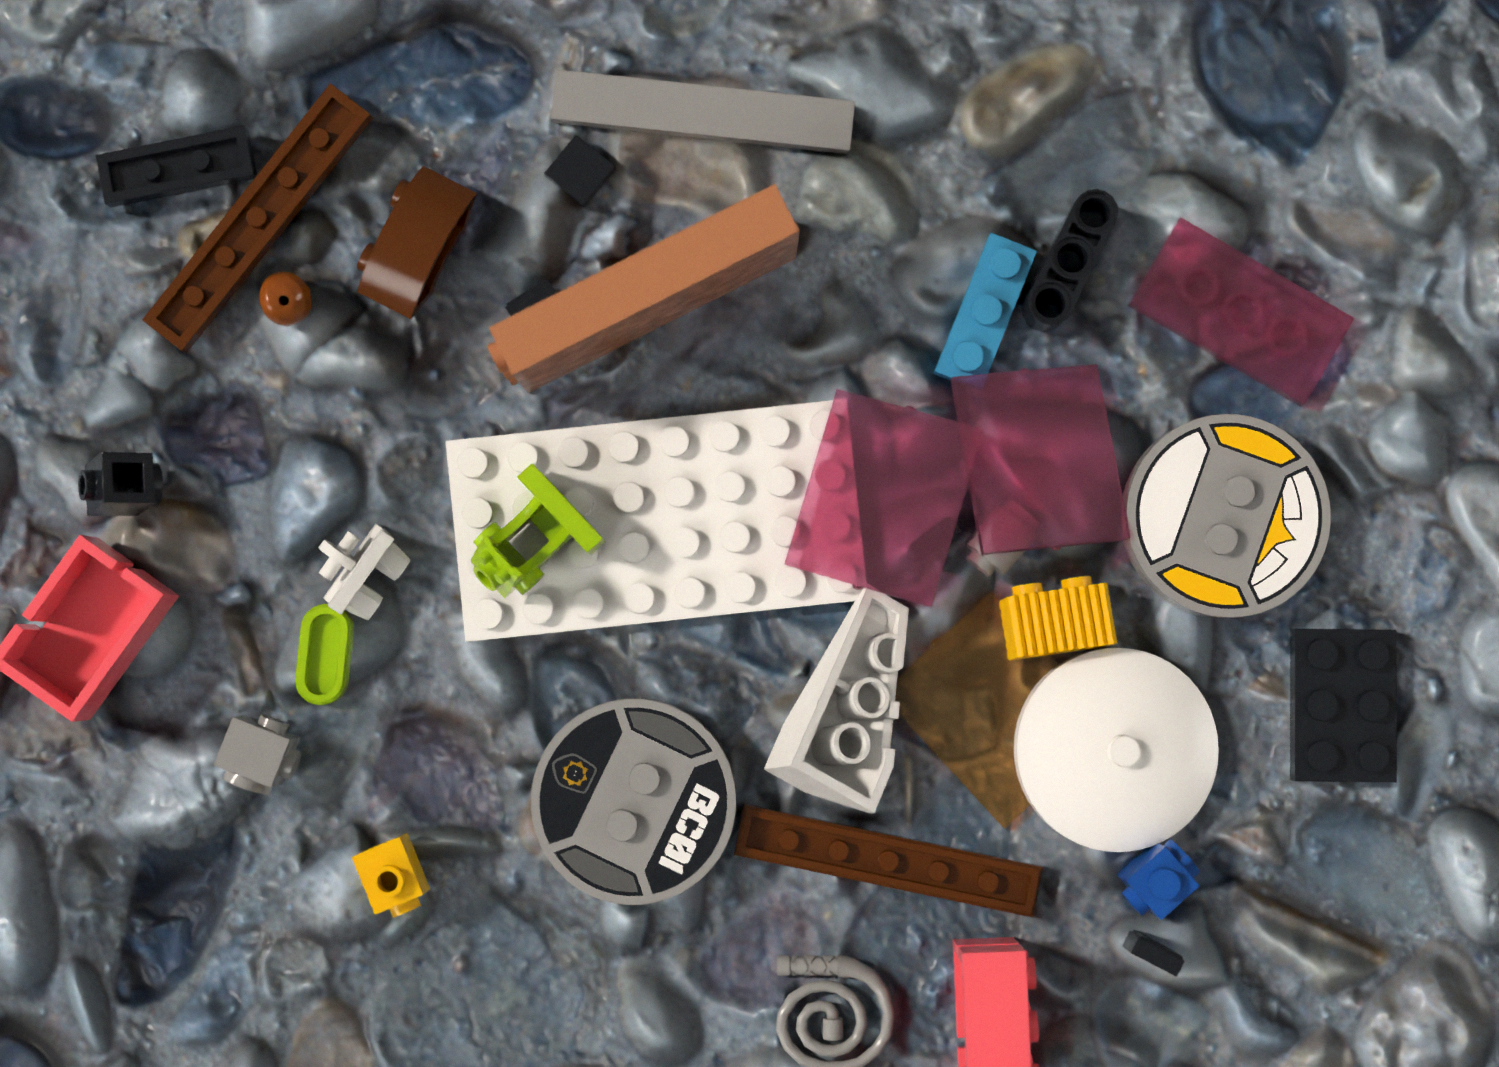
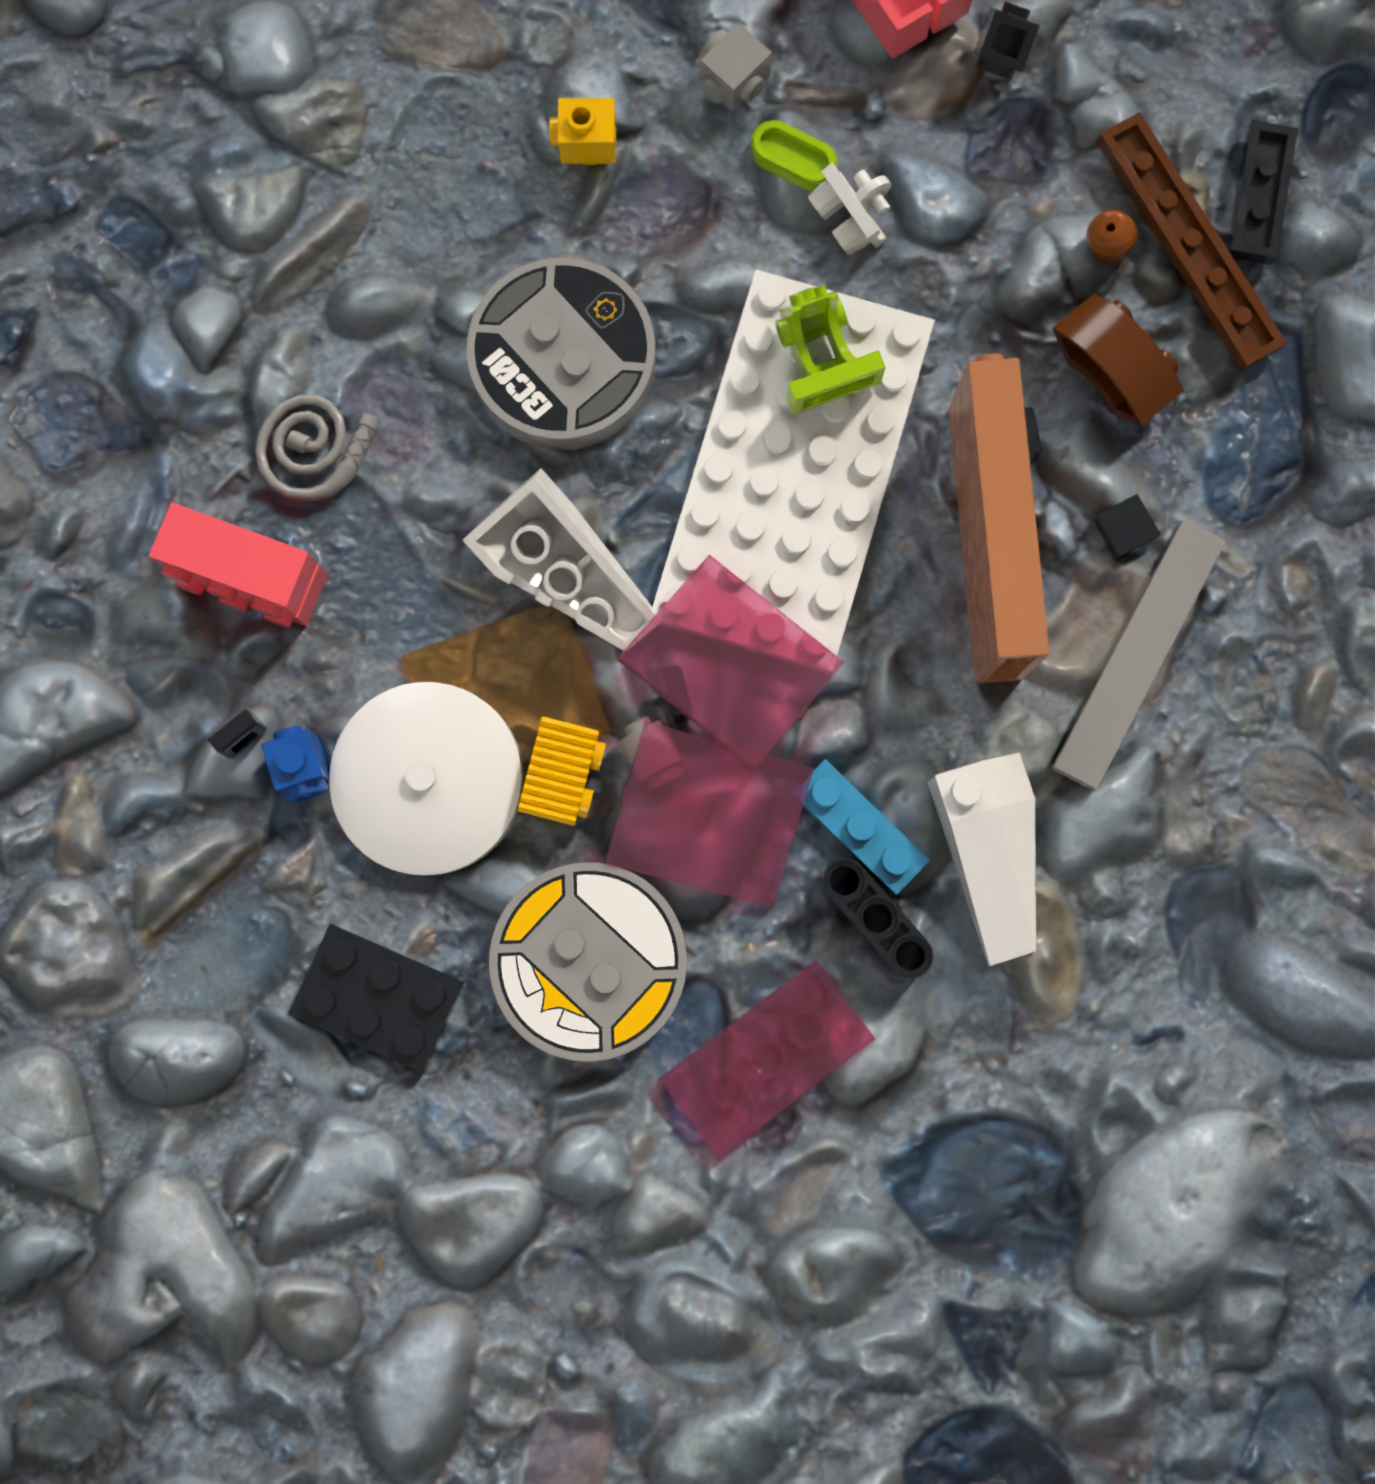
camera: 115 degrees right, 5 degrees down
(888, 860) = (417, 546): reddish brown tile -> none
(944, 181) = (991, 837): none -> white wedge

